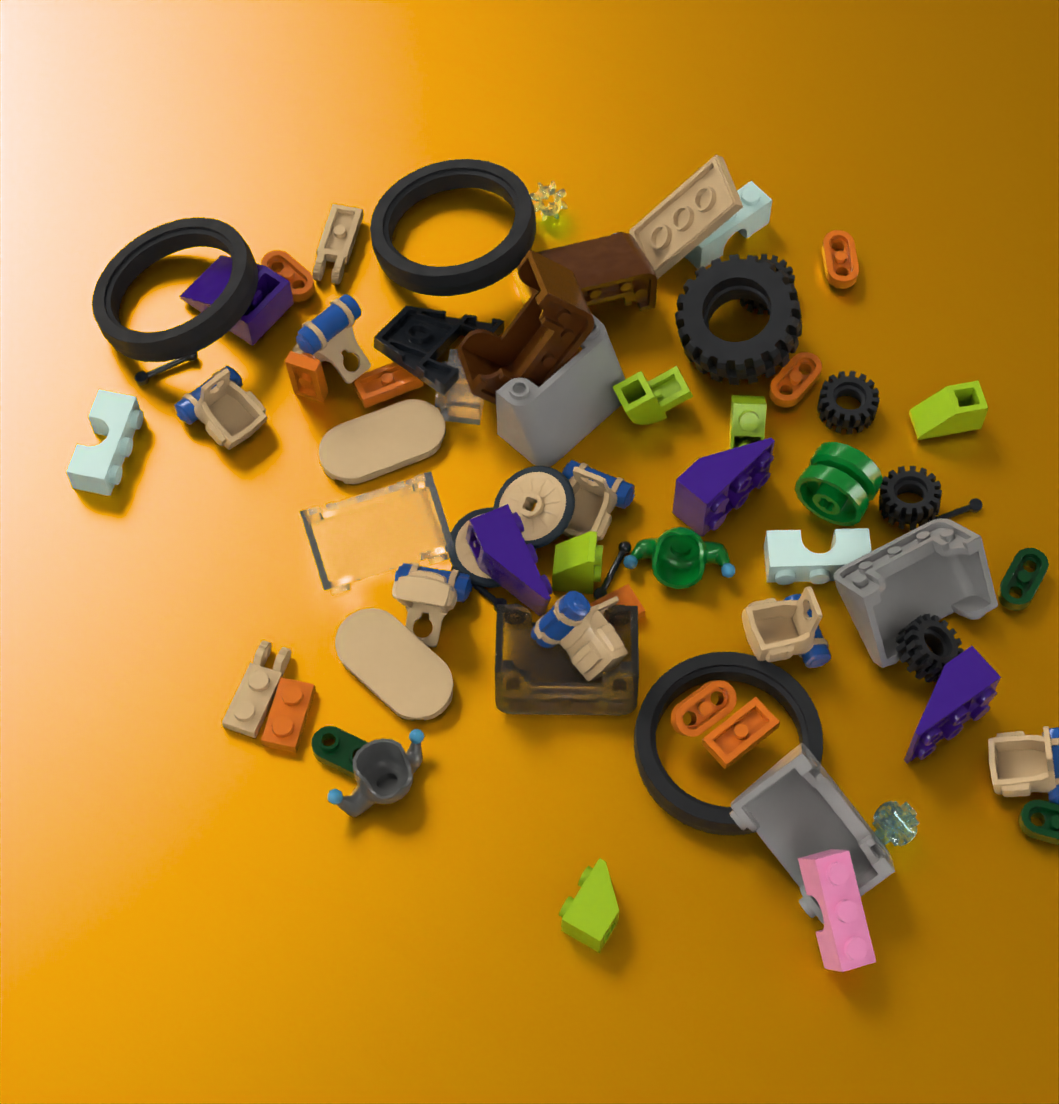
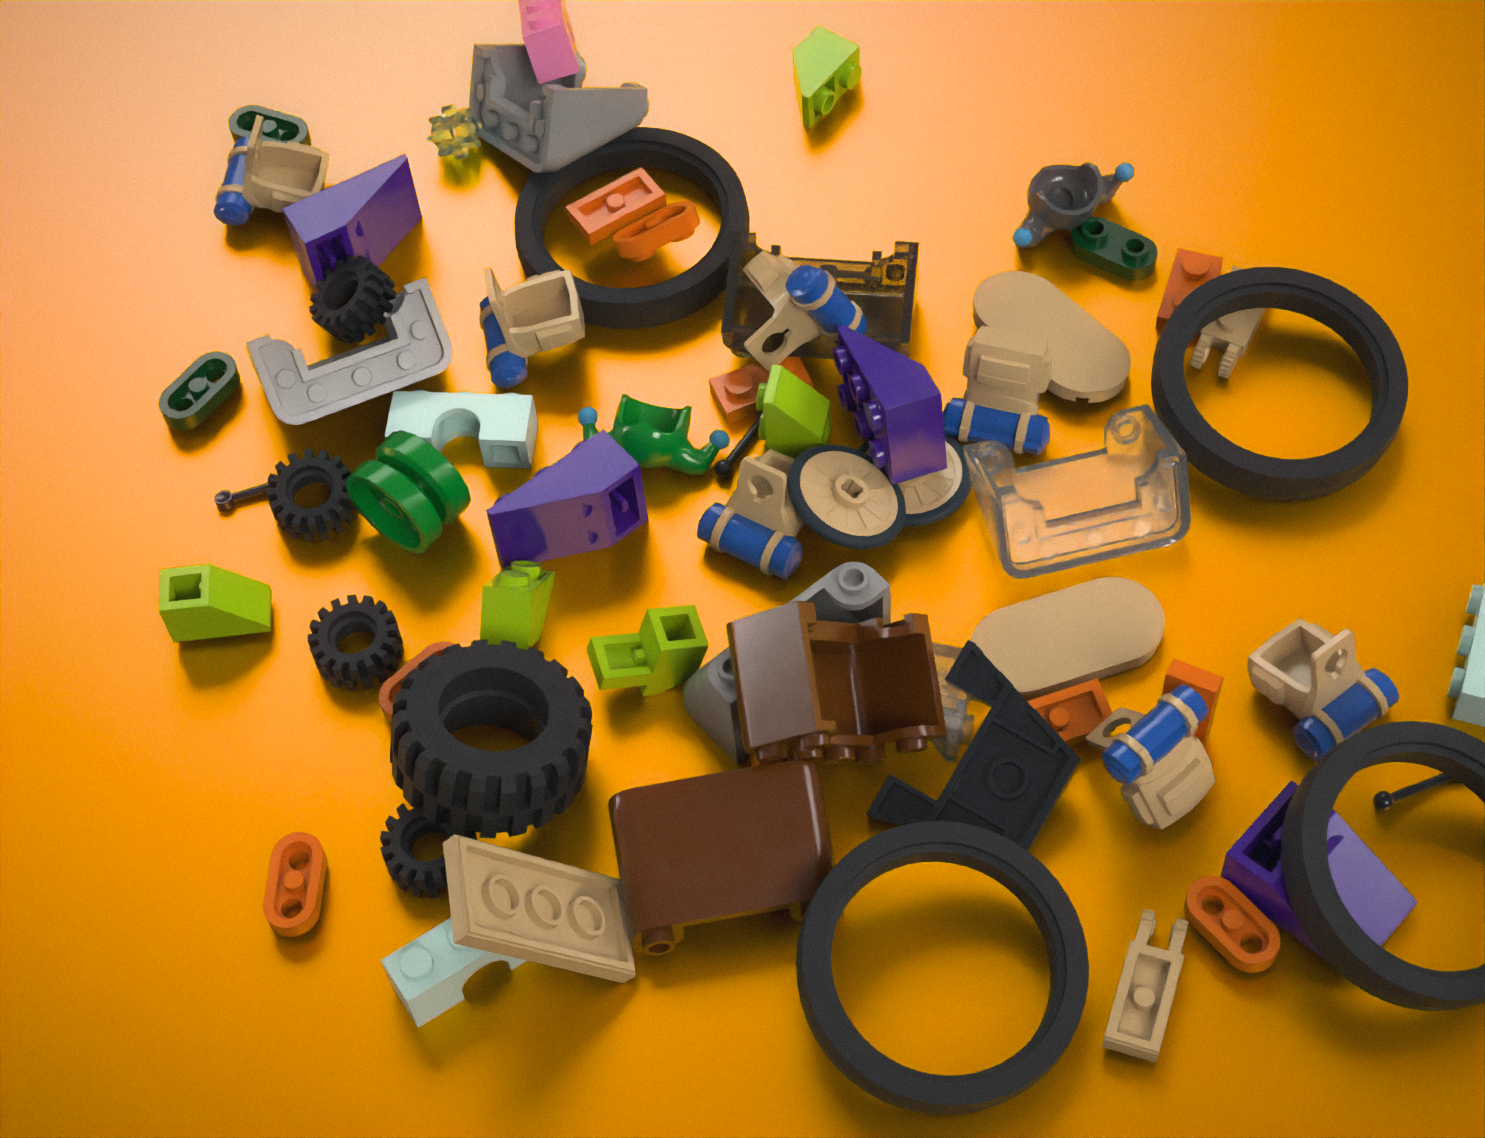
camera: 170 degrees left, 5 degrees down
(249, 683) = (1308, 296): none -> black tyre
(552, 208) = (768, 1026): clear light blue gear -> none

